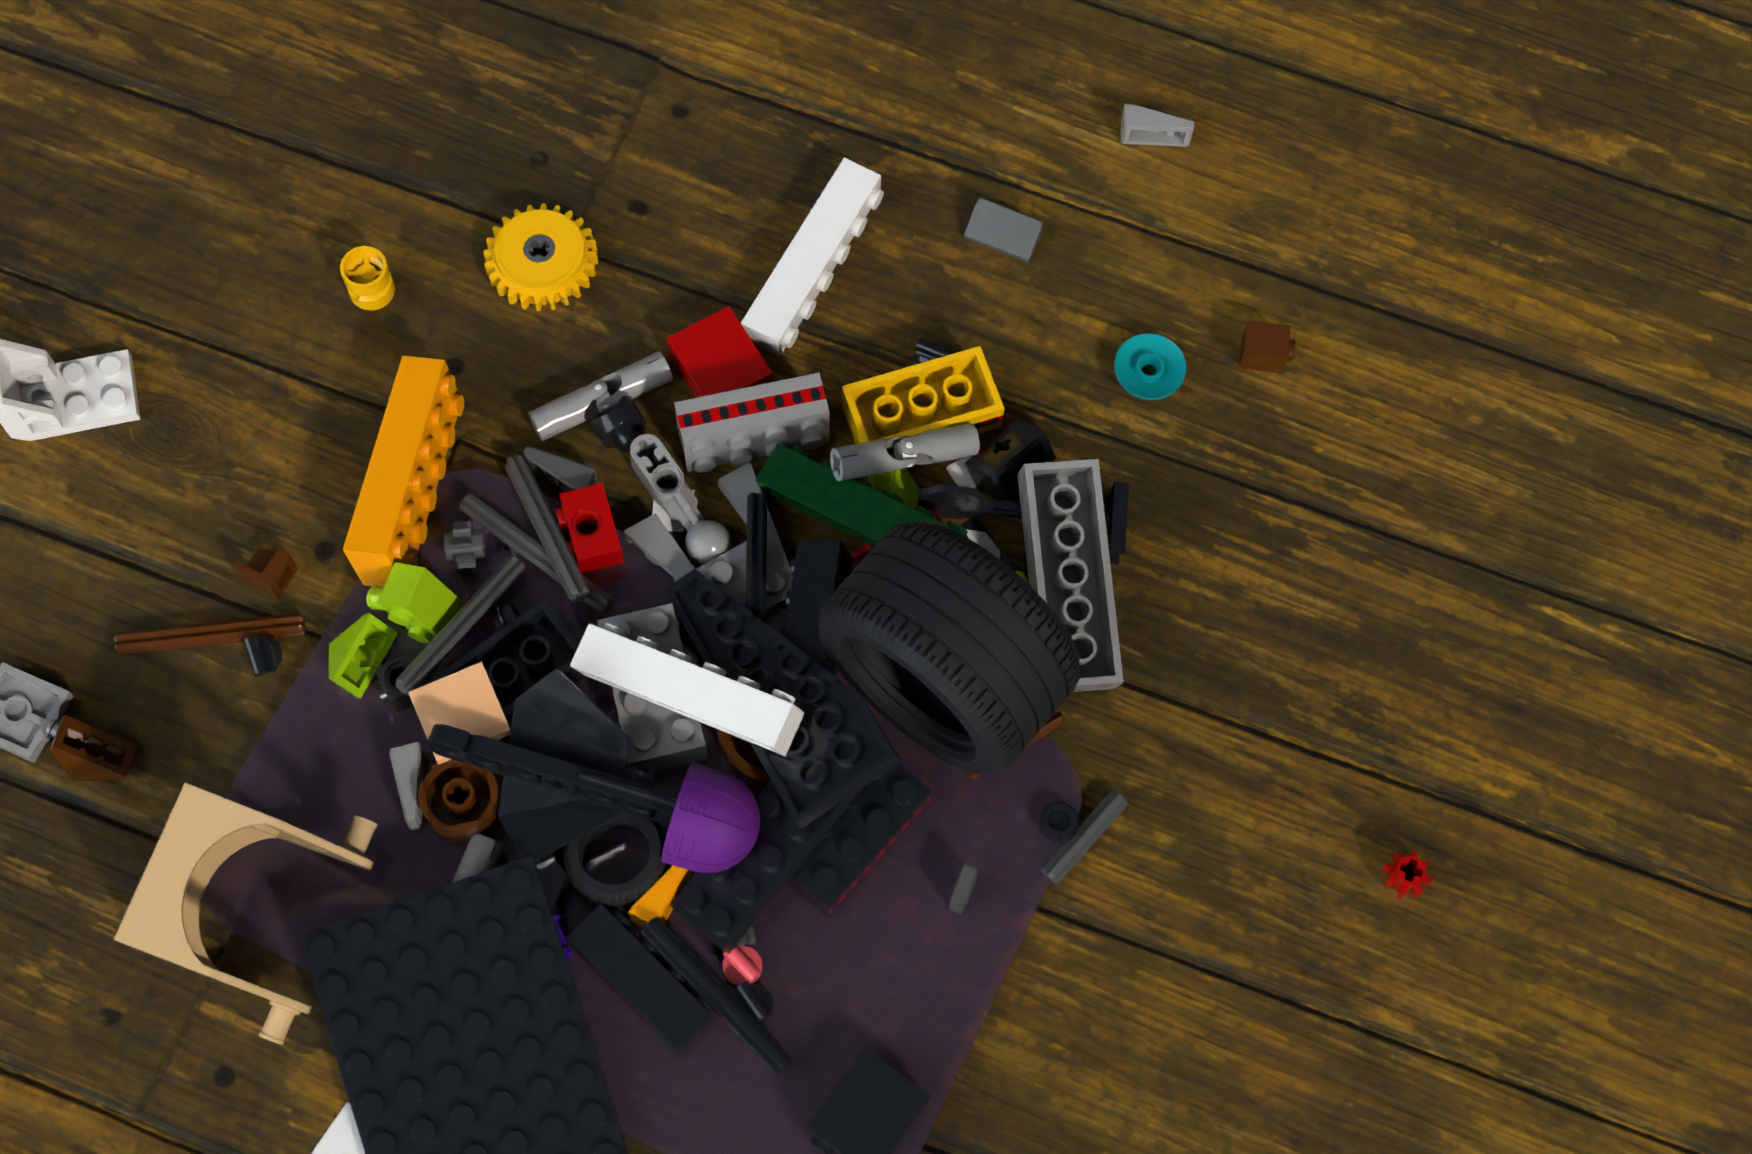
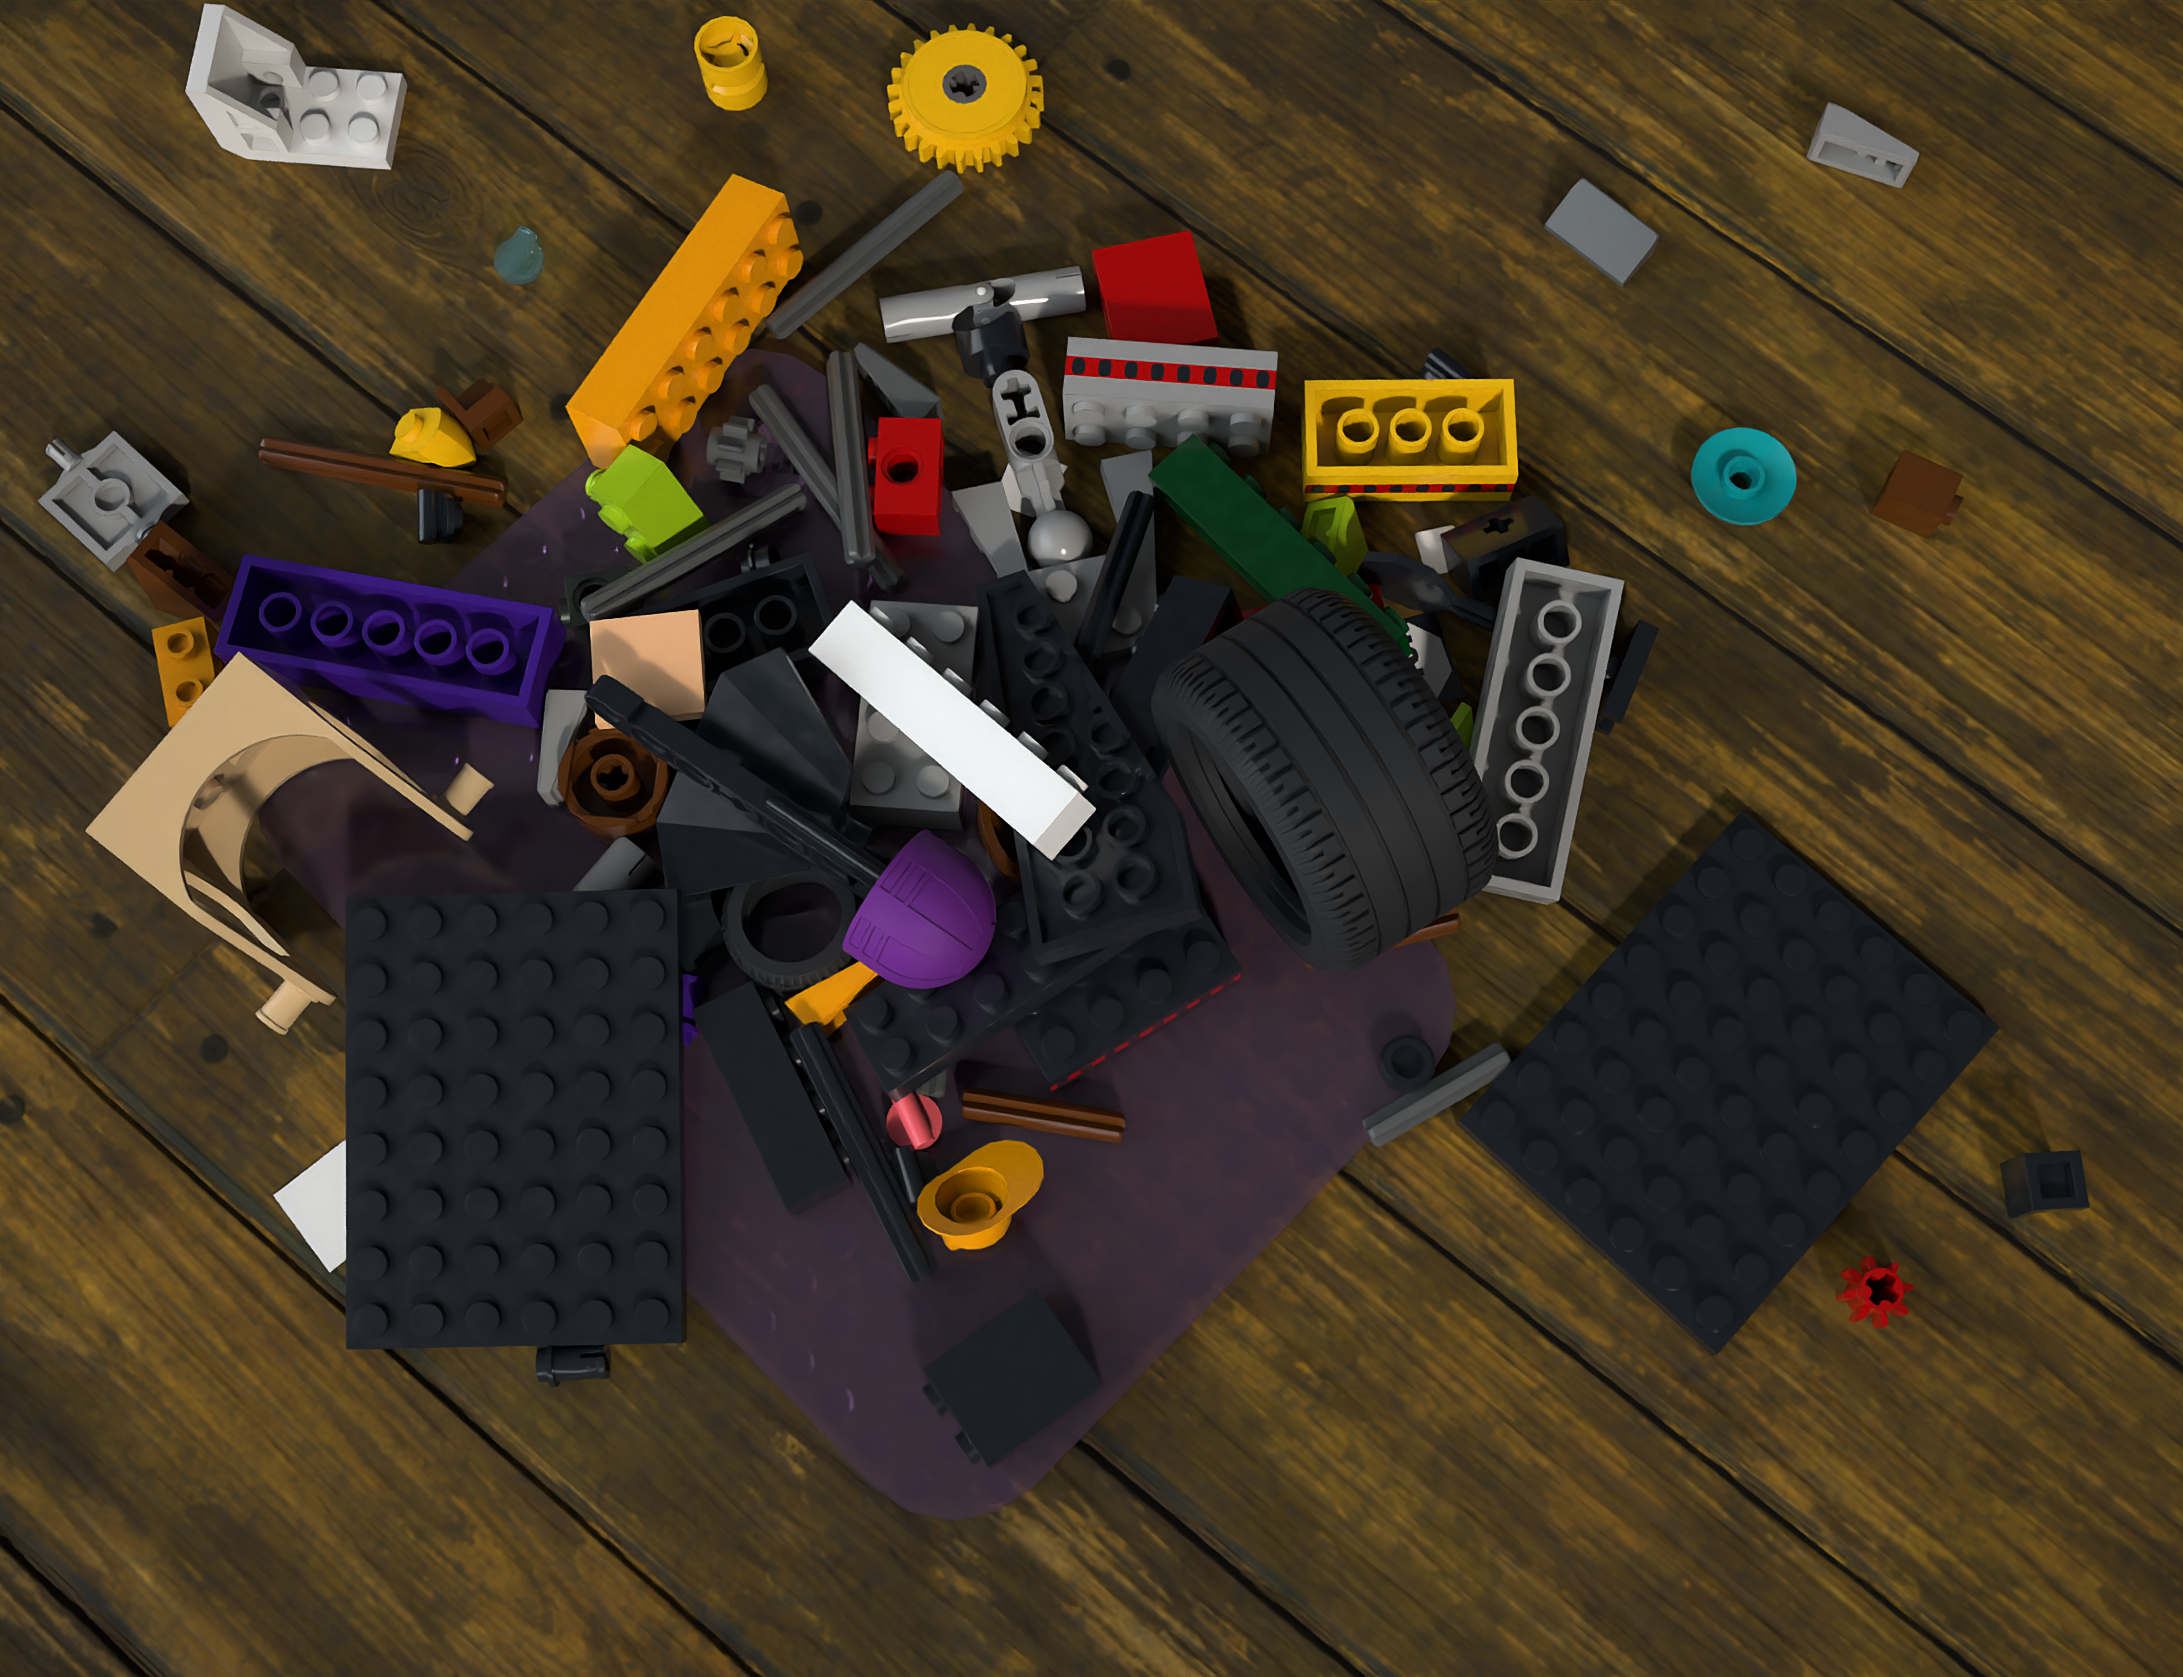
camera: 25 degrees right, 5 degrees up
(125, 819) = (186, 663): none -> light orange brick
(238, 600) = (433, 437): none -> yellow plate
(258, 455) = (519, 258): none -> clear light blue plate
(265, 748) = (394, 640): none -> dark purple brick
(358, 653) = (556, 550): lime slope -> none
(504, 384) = (864, 254): none -> dark grey axle
(805, 998) = (980, 1193): none -> light orange piece
(812, 257) = (1327, 196): white brick -> none
(828, 933) = (1043, 1115): none -> reddish brown axle
(925, 448) = (1385, 497): light grey piece -> none
(963, 889) = (1244, 1115): dark grey tile -> none
(1268, 768) = (1727, 1081): none -> black plate
(1489, 769) = (2044, 1183): none -> black panel

